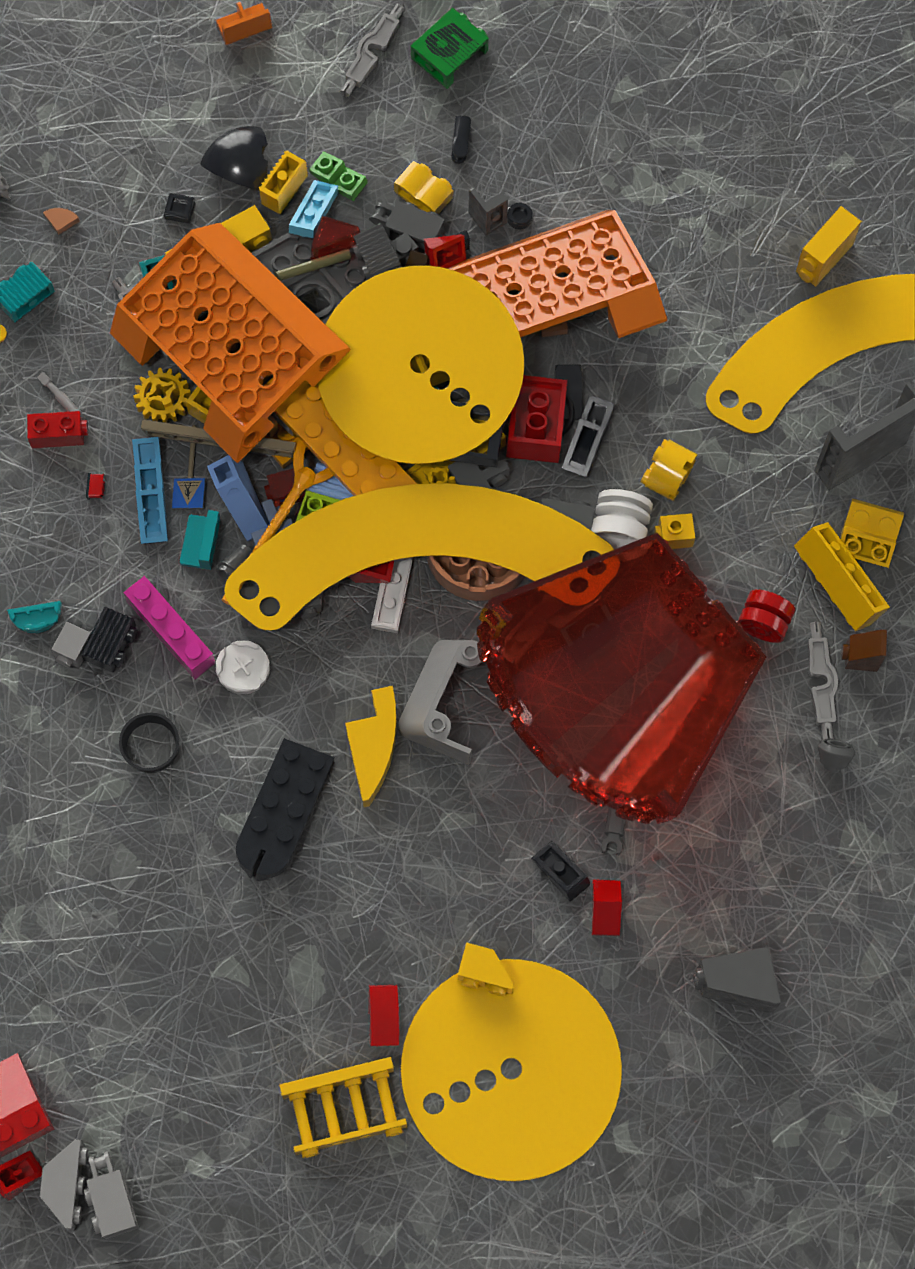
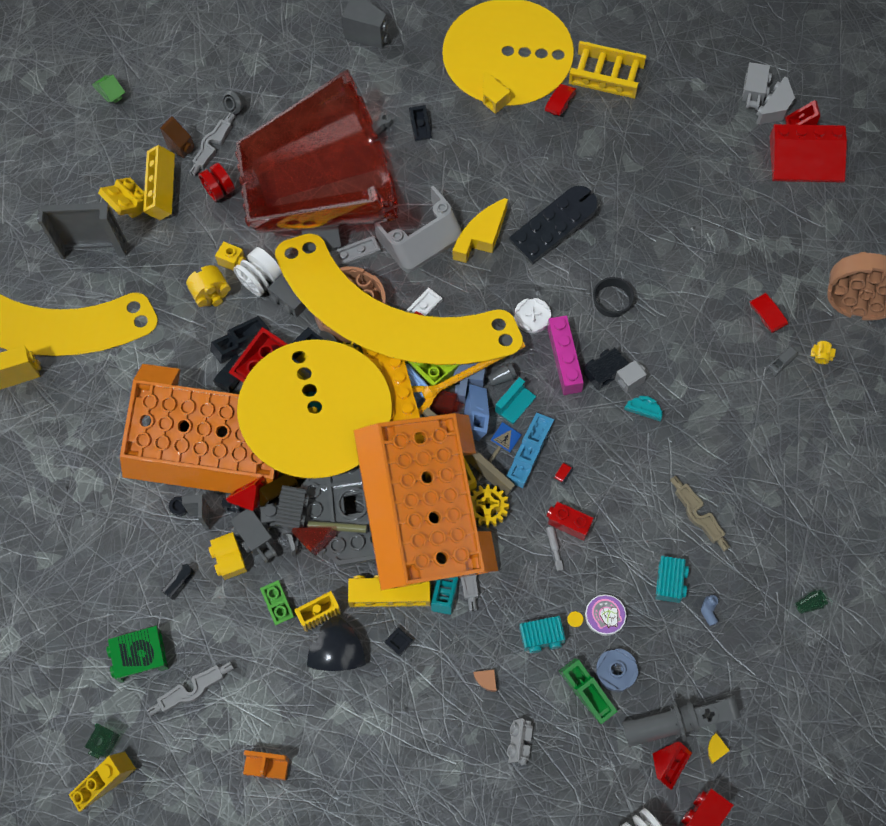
camera: 145 degrees left, 5 degrees down
(312, 208) = (310, 577): medium azure plate -> none
(606, 907) = (407, 95): red slope -> none

